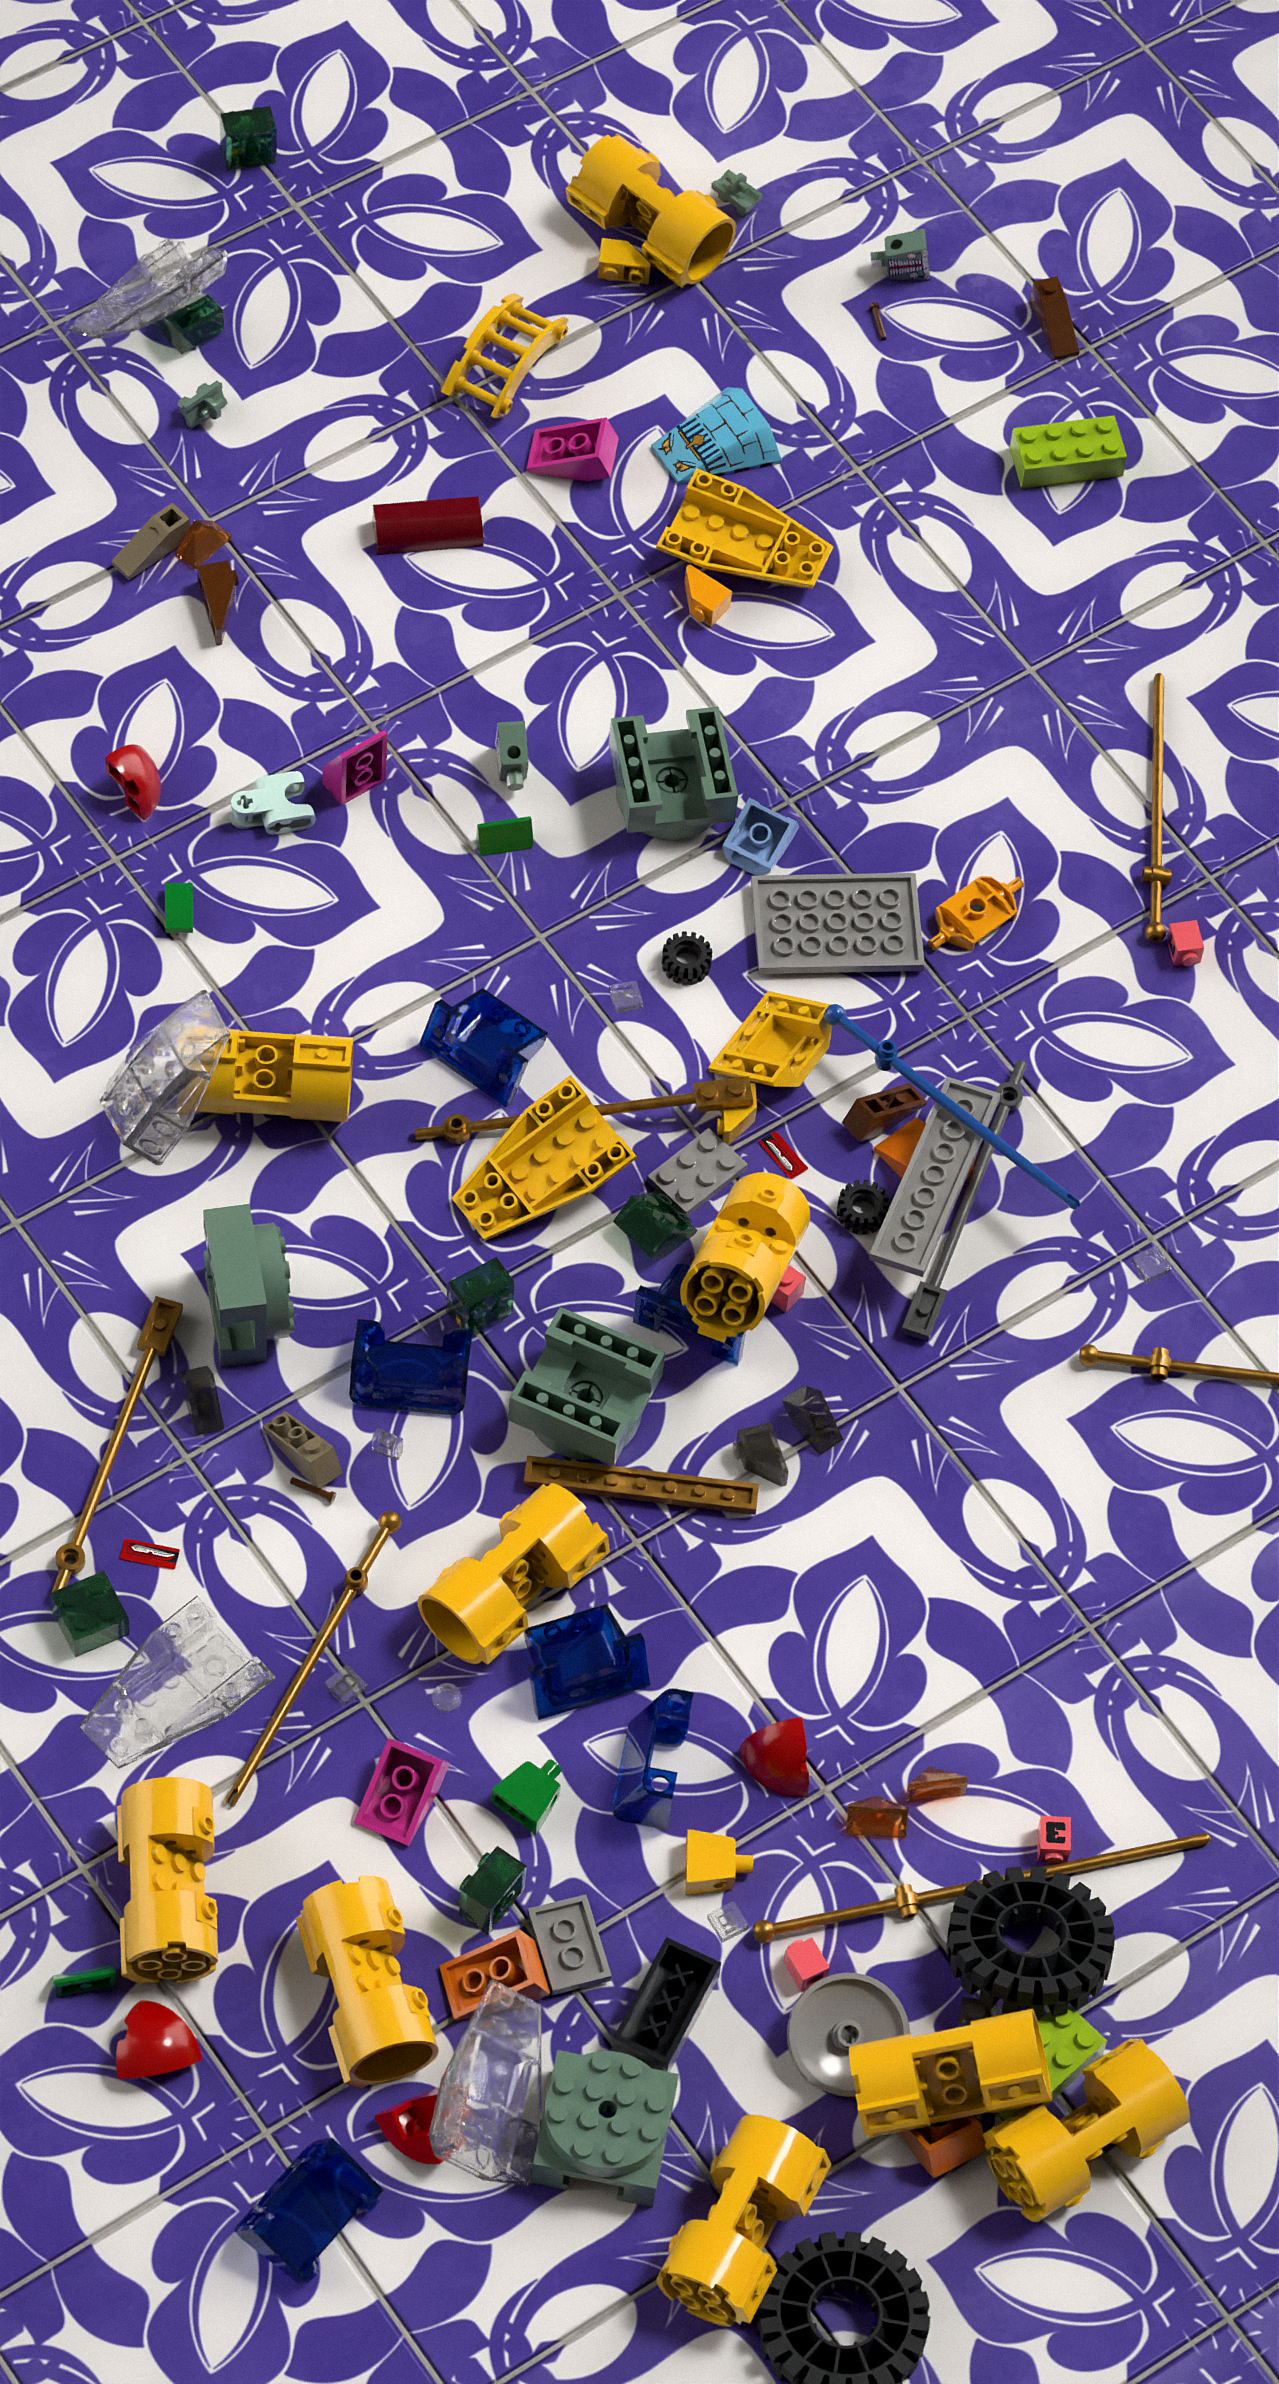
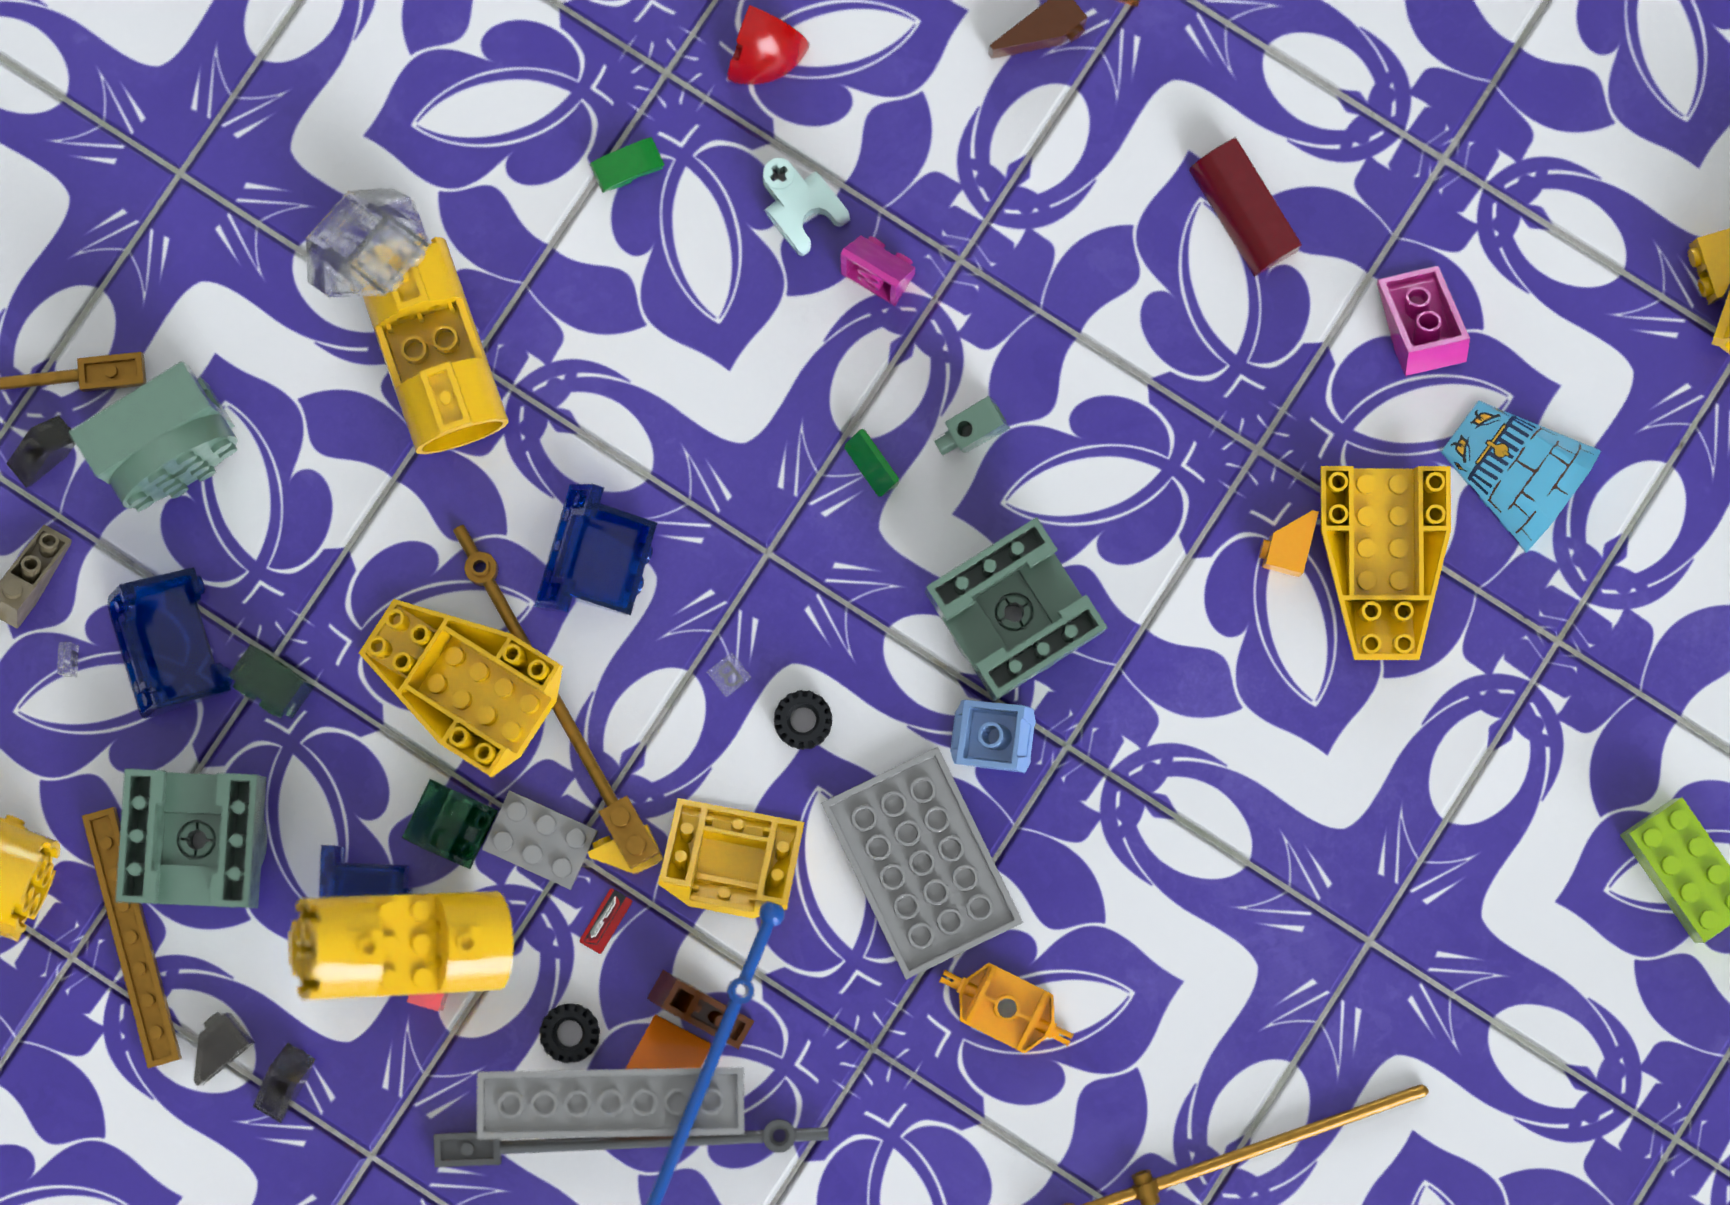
camera: 70 degrees right, 25 degrees up
(486, 333) = (1525, 158): yellow fence -> none

